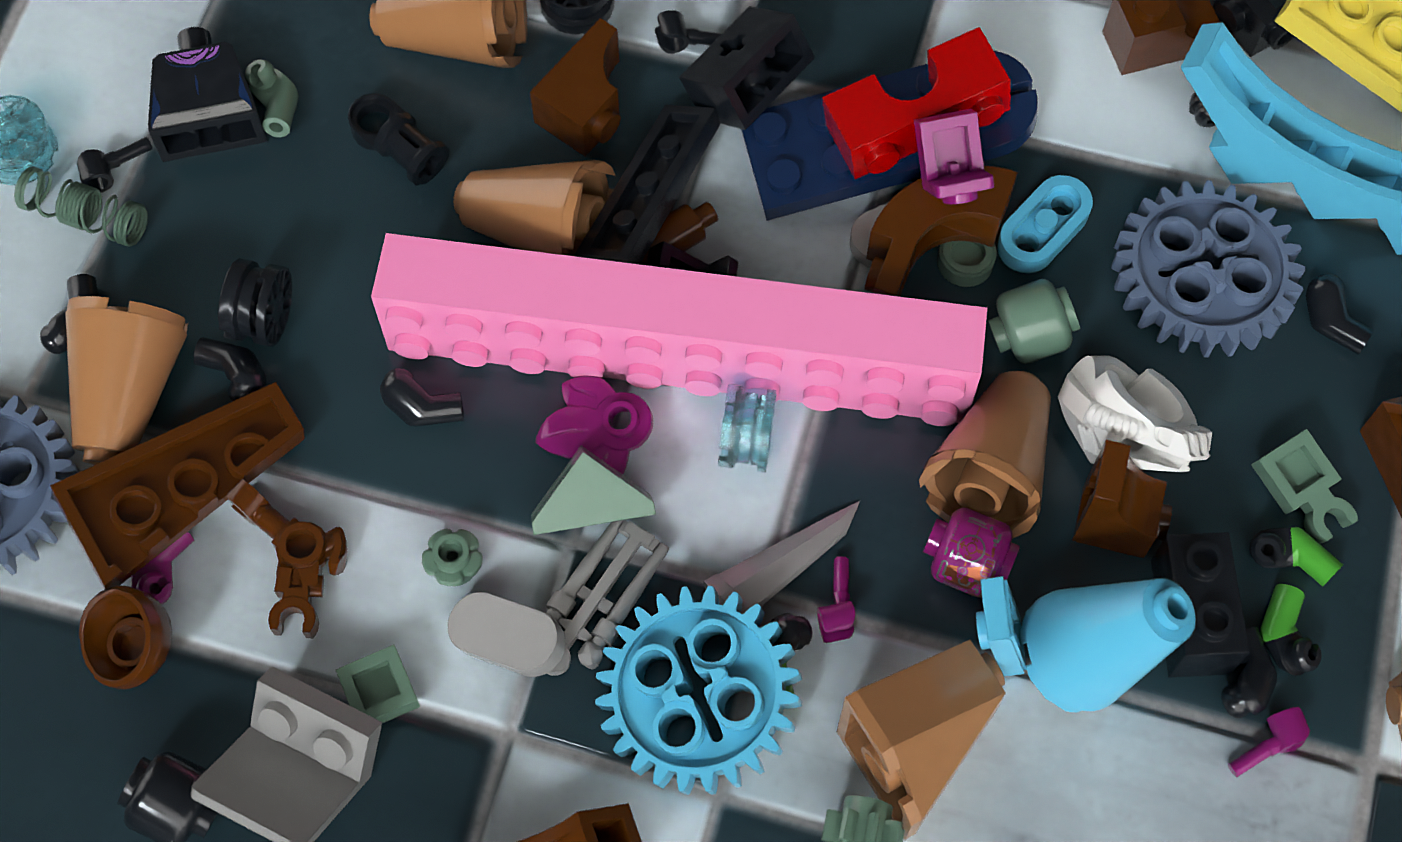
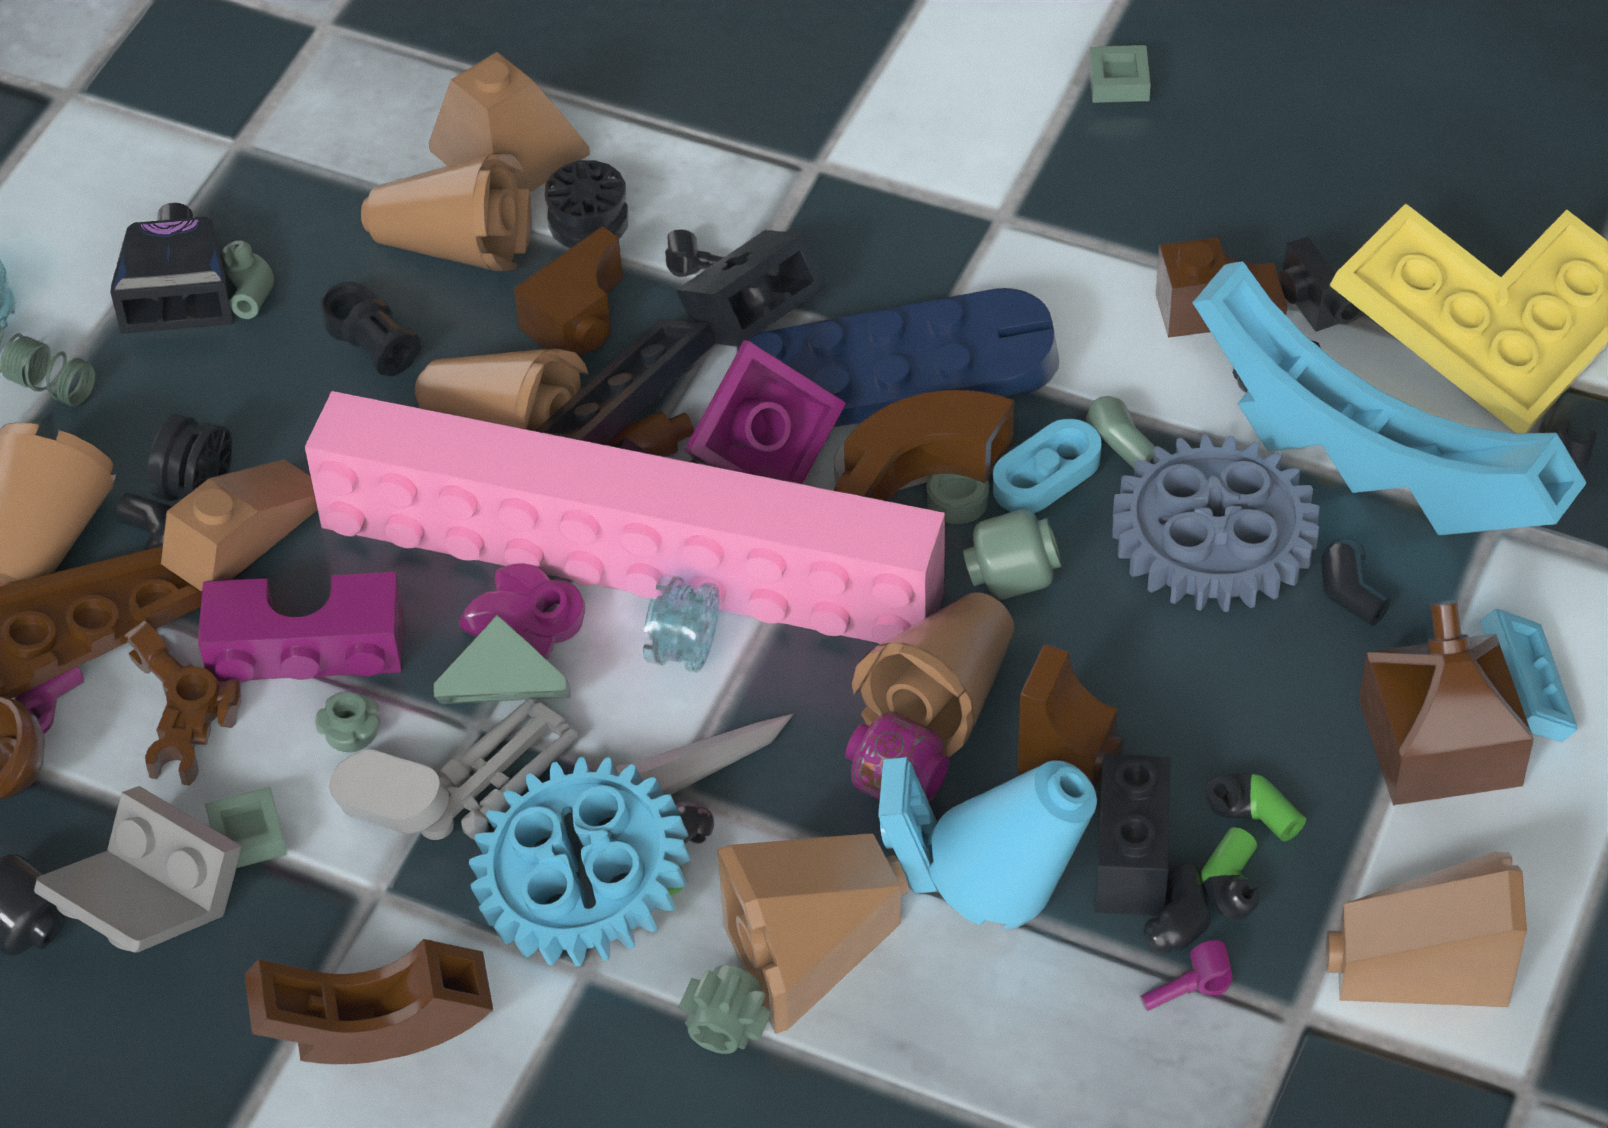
camera: 10 degrees right, 15 degrees down
(96, 166) = (51, 327): black hand -> none
(313, 364) = (235, 521): none -> medium nougat slope
(343, 486) = (350, 635): none -> magenta arch
(415, 405) = (326, 559): black arm -> none
(791, 217) = (764, 419): none -> magenta slope
(838, 619) = (744, 816): magenta hand -> none
(880, 130) = (881, 349): red arch -> none
(952, 156) = (938, 370): magenta bracket -> none
(1101, 179) = (1118, 430): none -> sand green arm
(1113, 403) = (1108, 650): white helmet -> none
(1300, 477) = (1277, 730): sand green plate -> none

